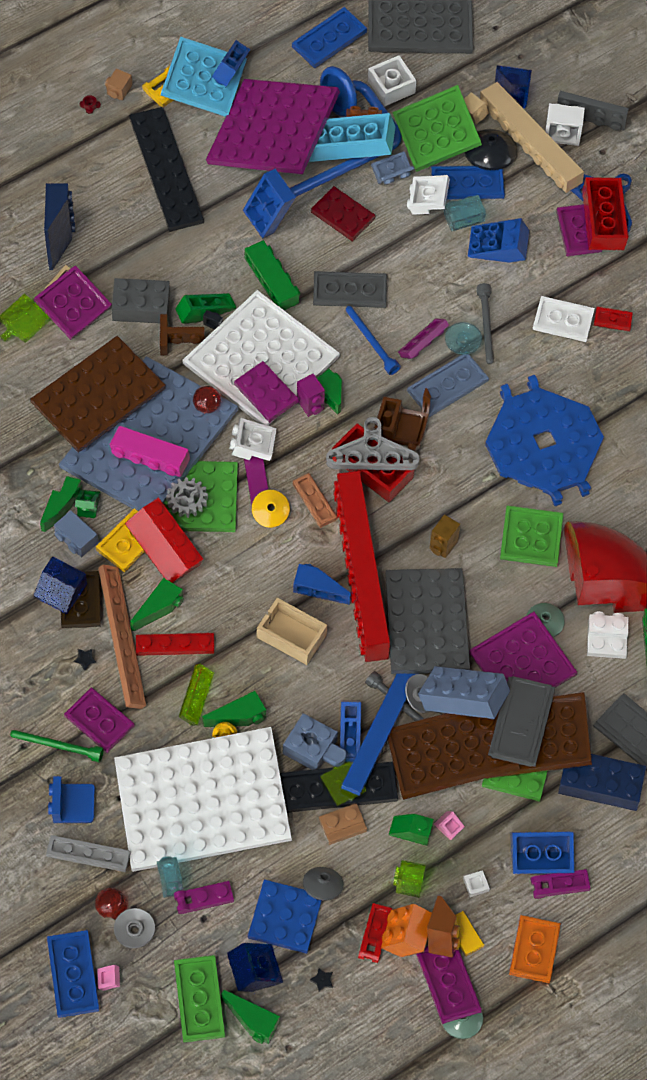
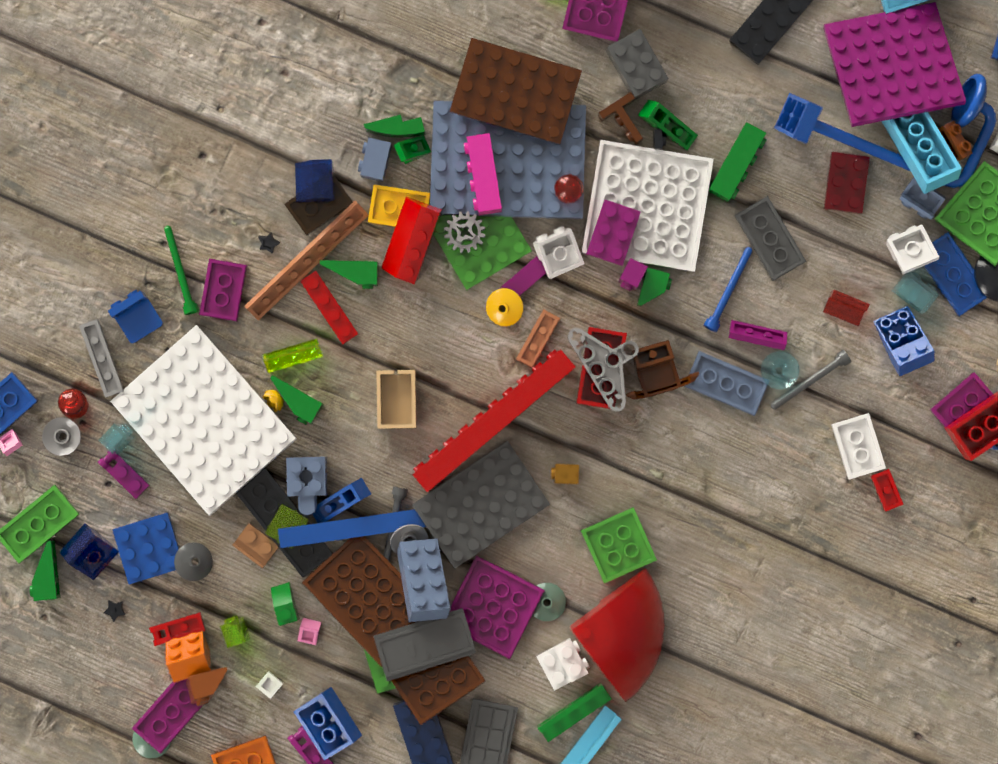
camera: 60 degrees right, 25 degrees up
(316, 583) = (457, 389): blue slope -> none
(442, 266) = (845, 307): none -> clear red panel
(469, 938) = (222, 699): yellow tile -> none
(554, 467) = (747, 519): blue plate -> none

